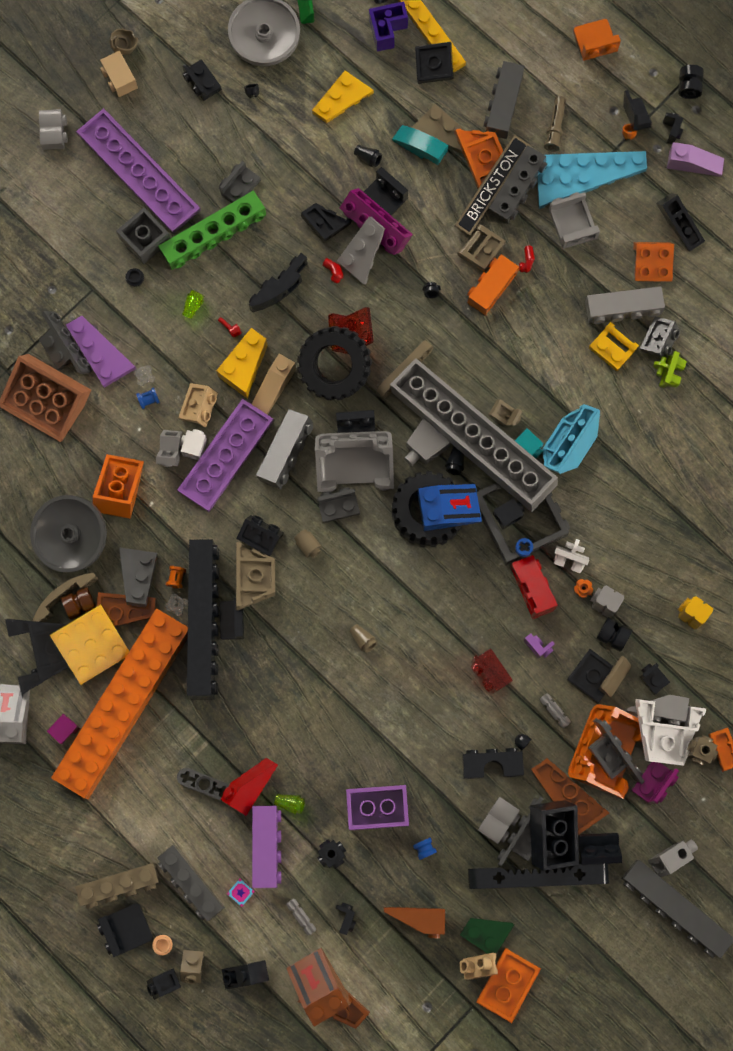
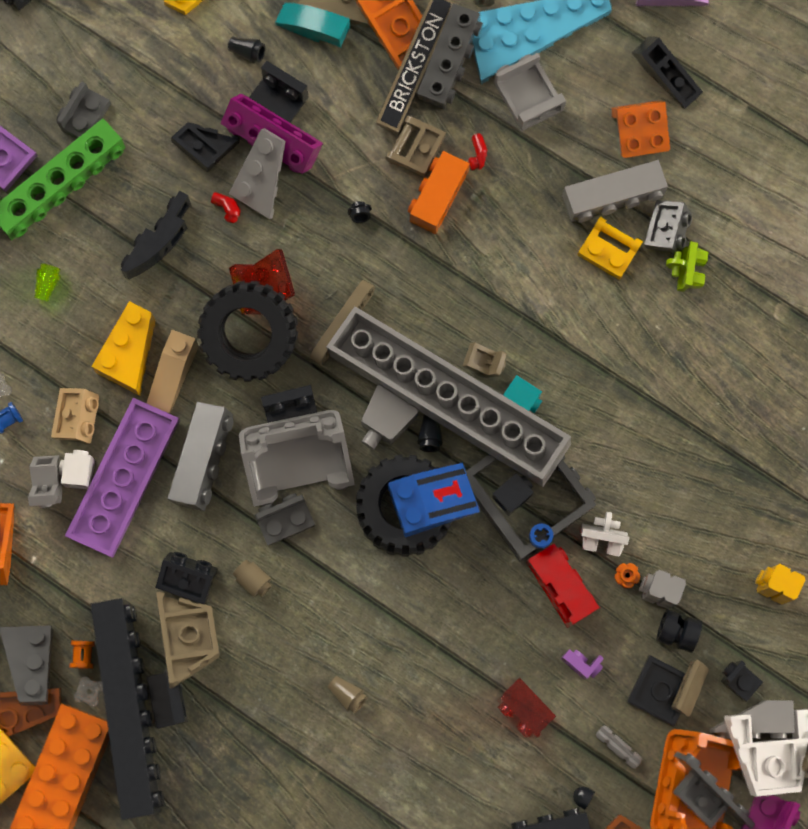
camera: 15 degrees left, 0 degrees up
(234, 330) = (108, 307): red hand -> none
(571, 439) = (577, 380): medium azure wedge -> none

